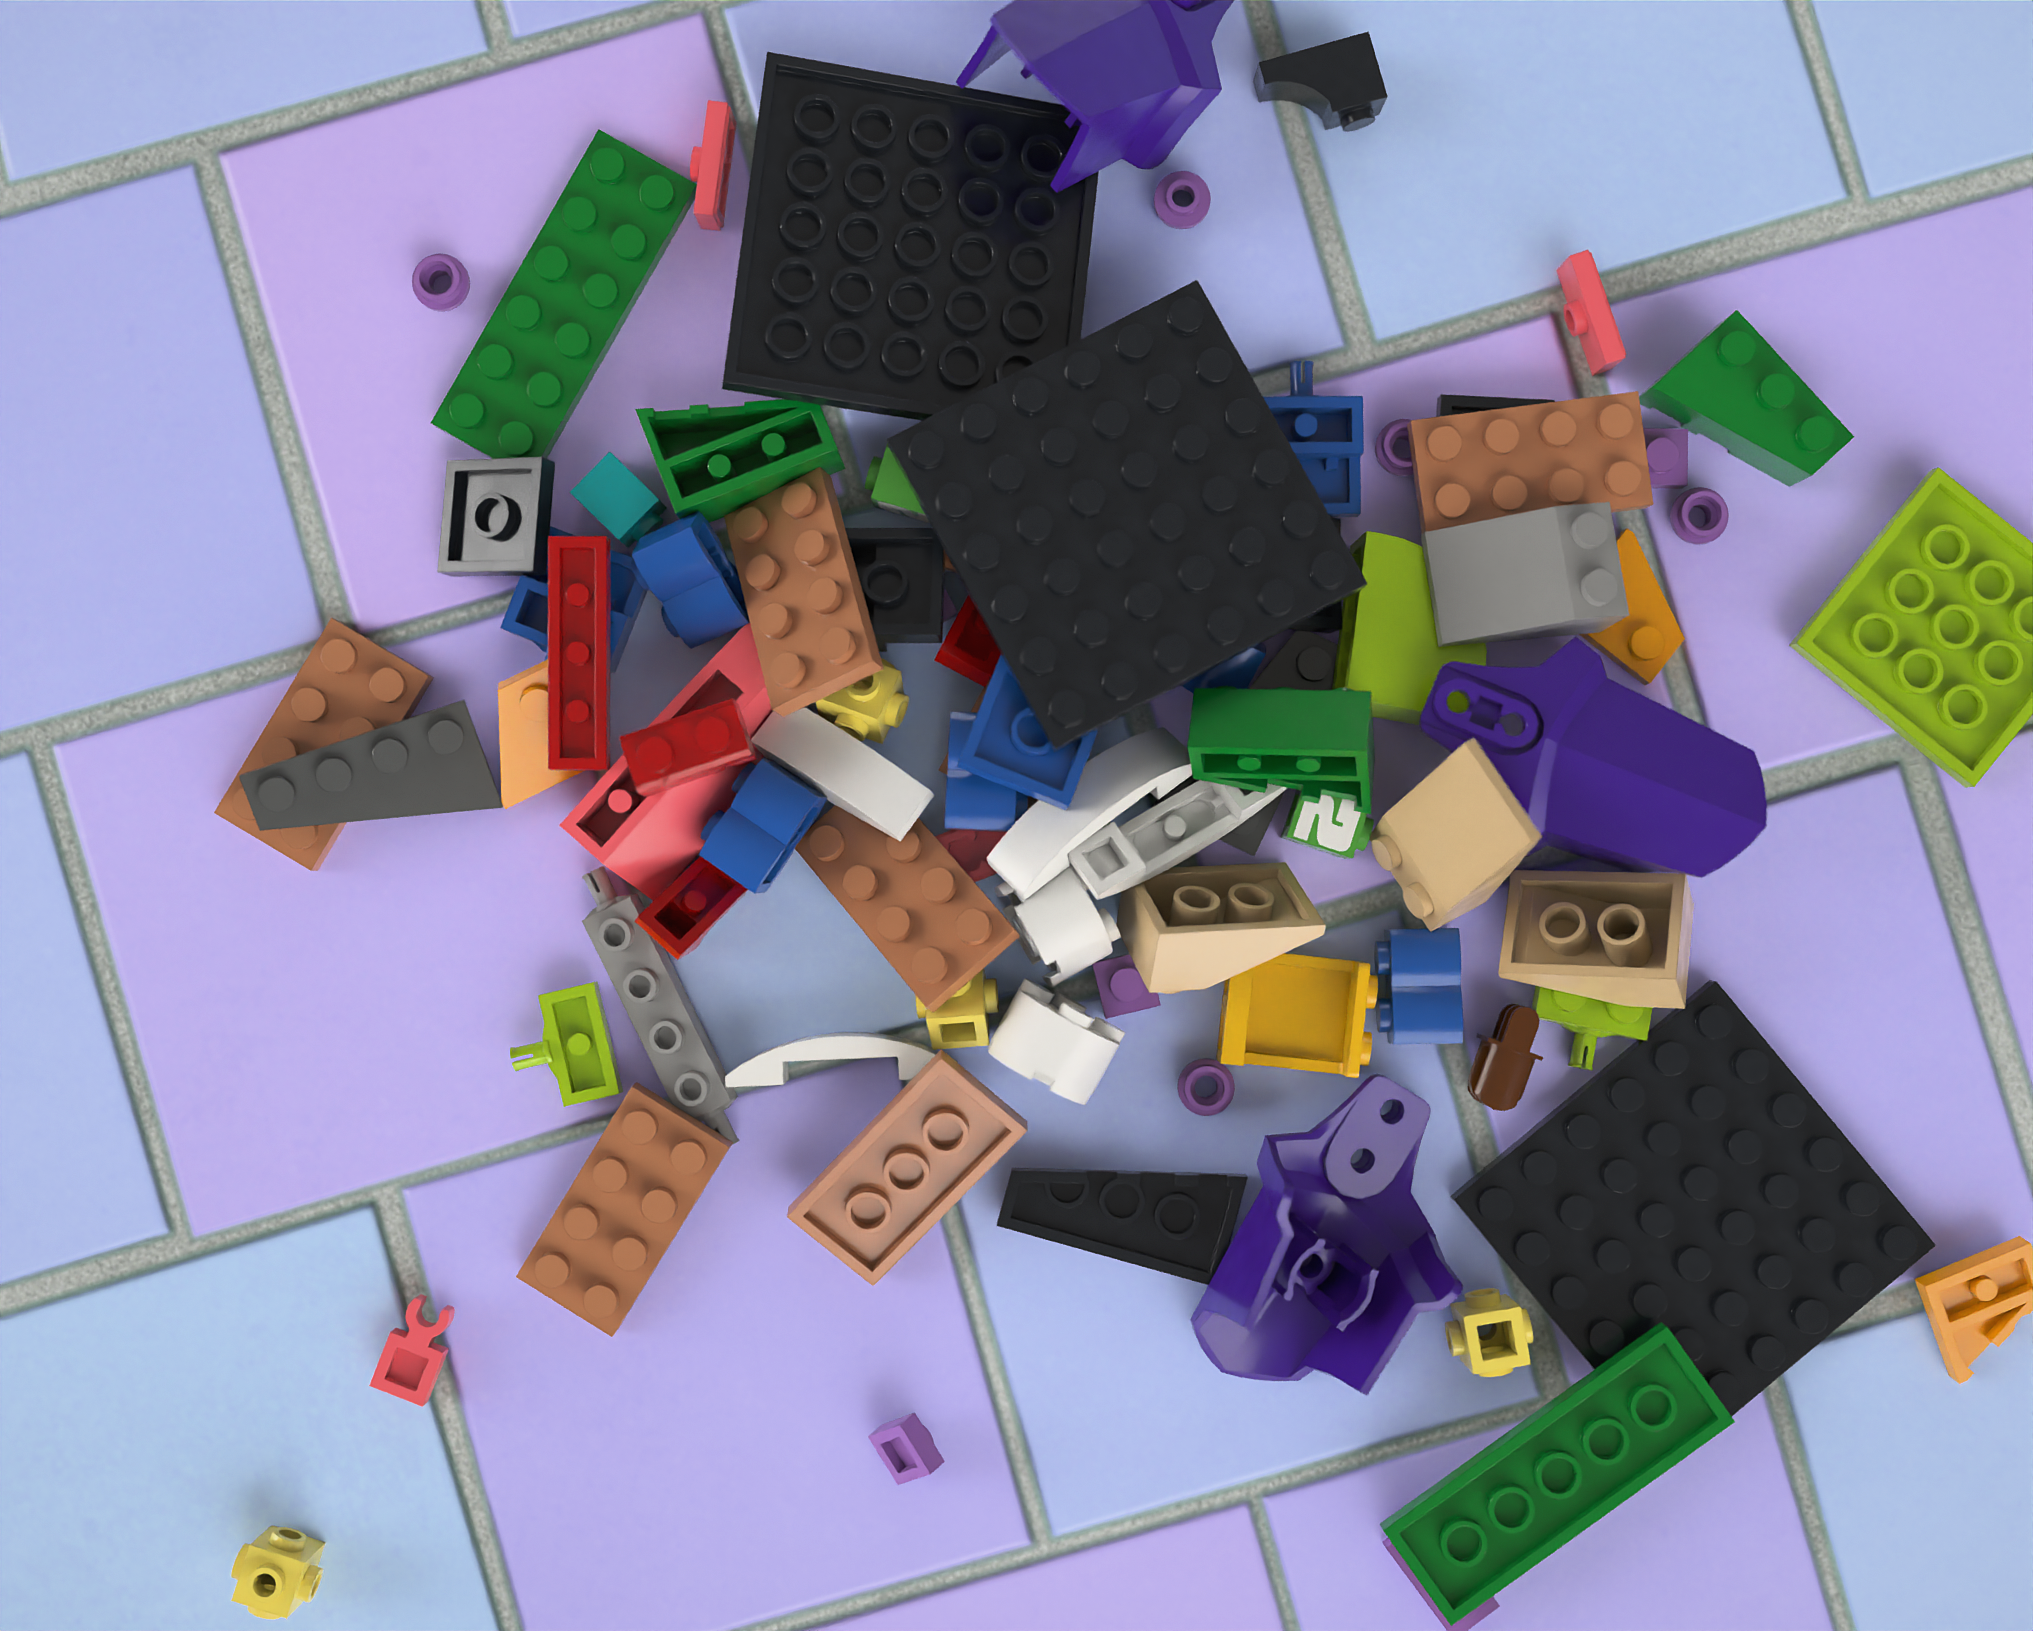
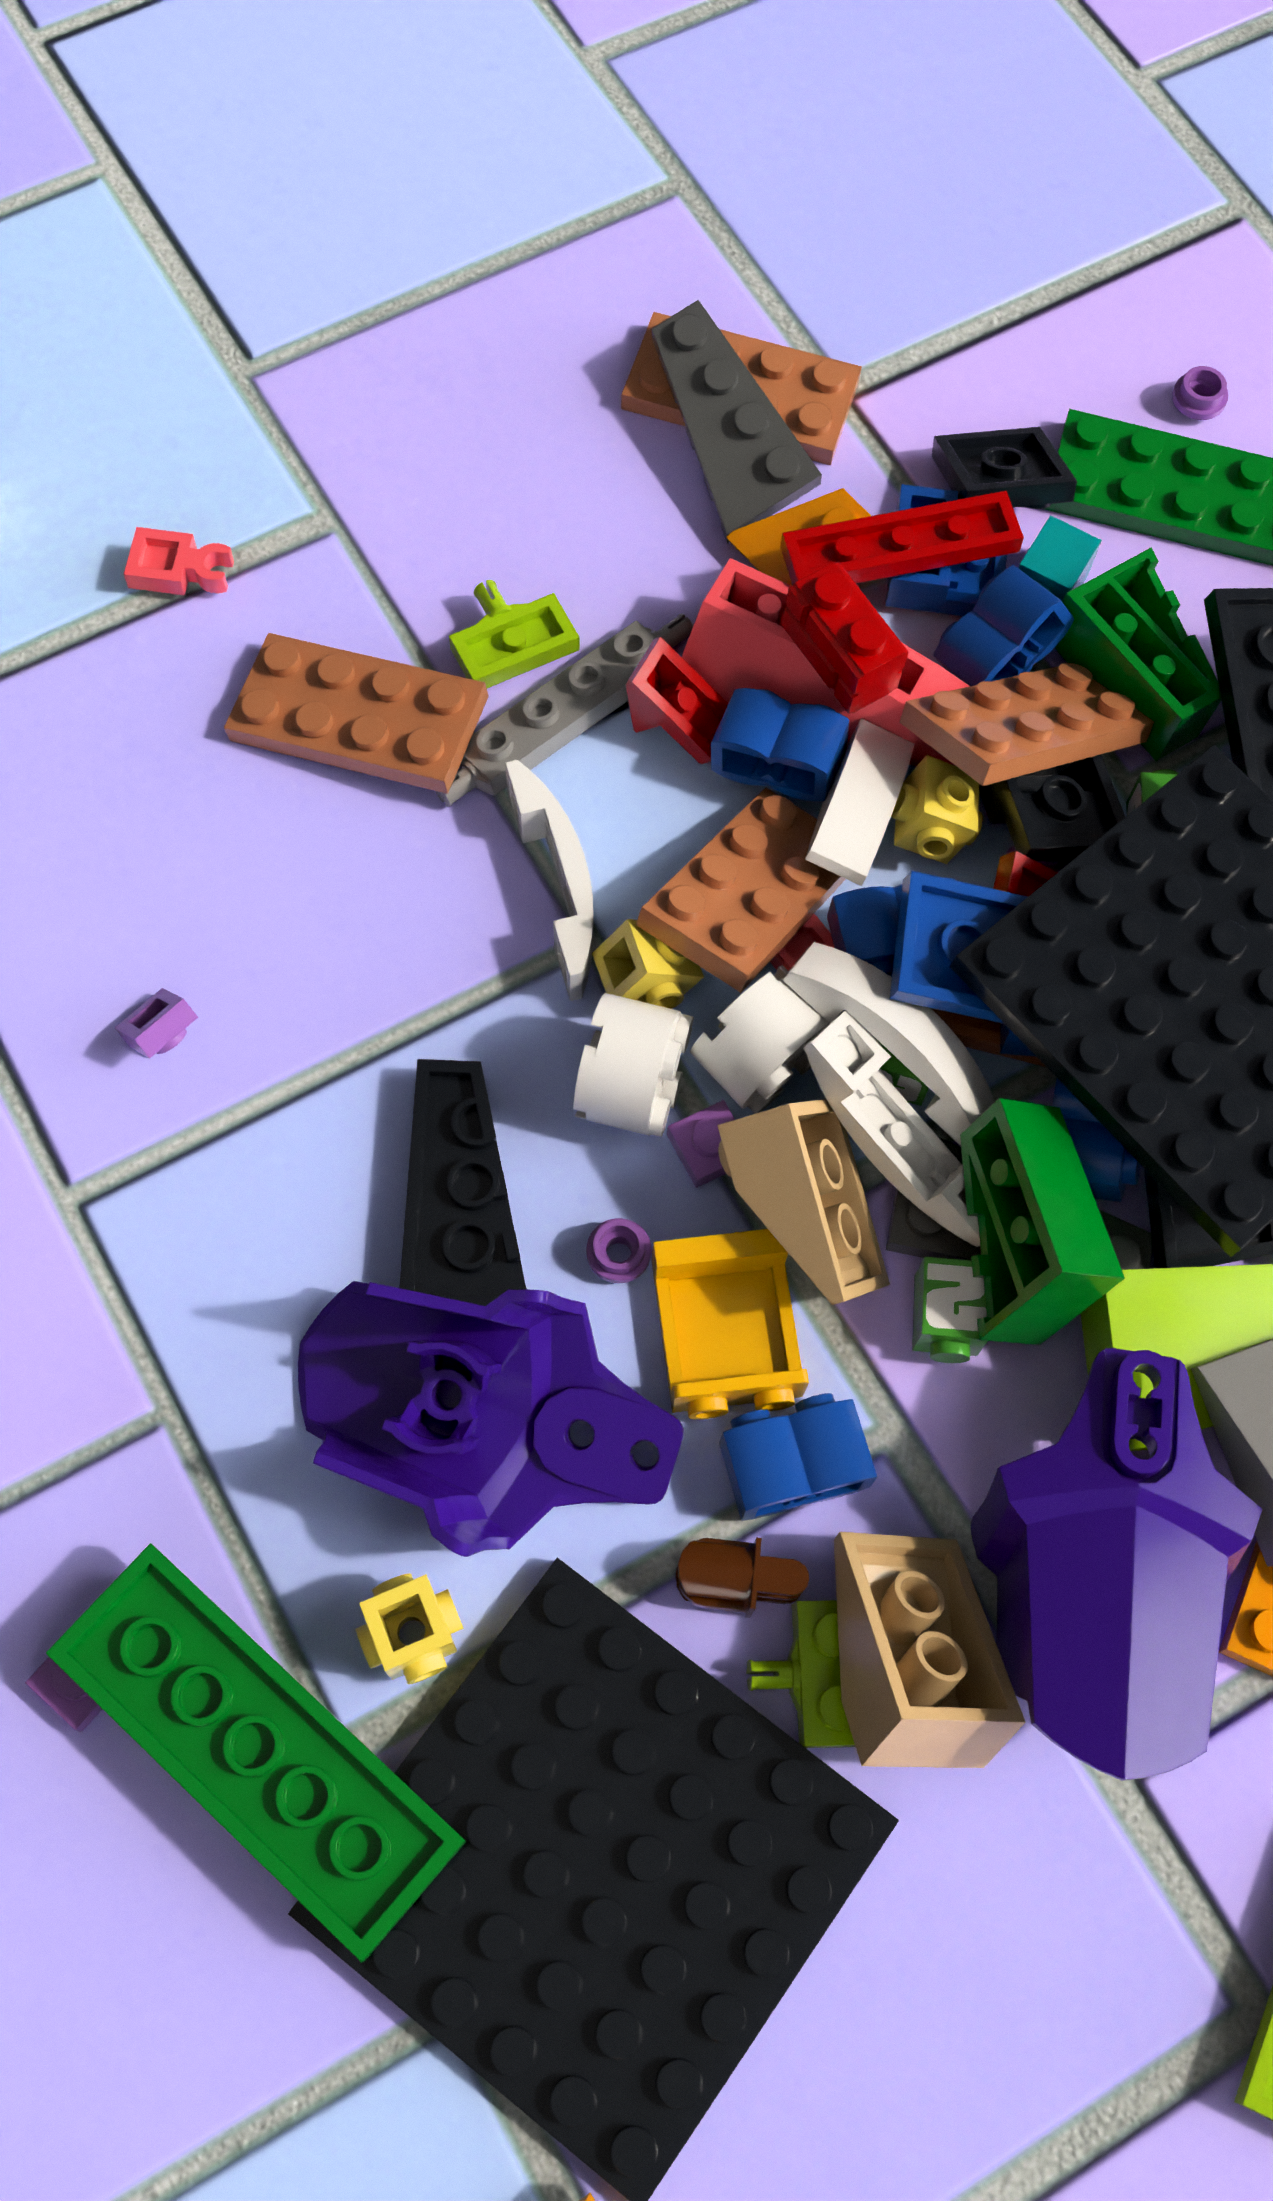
camera: 75 degrees right, 20 degrees down
(907, 1168) = (462, 951): nougat plate -> none
(1453, 837) = (981, 1425): tan slope -> none

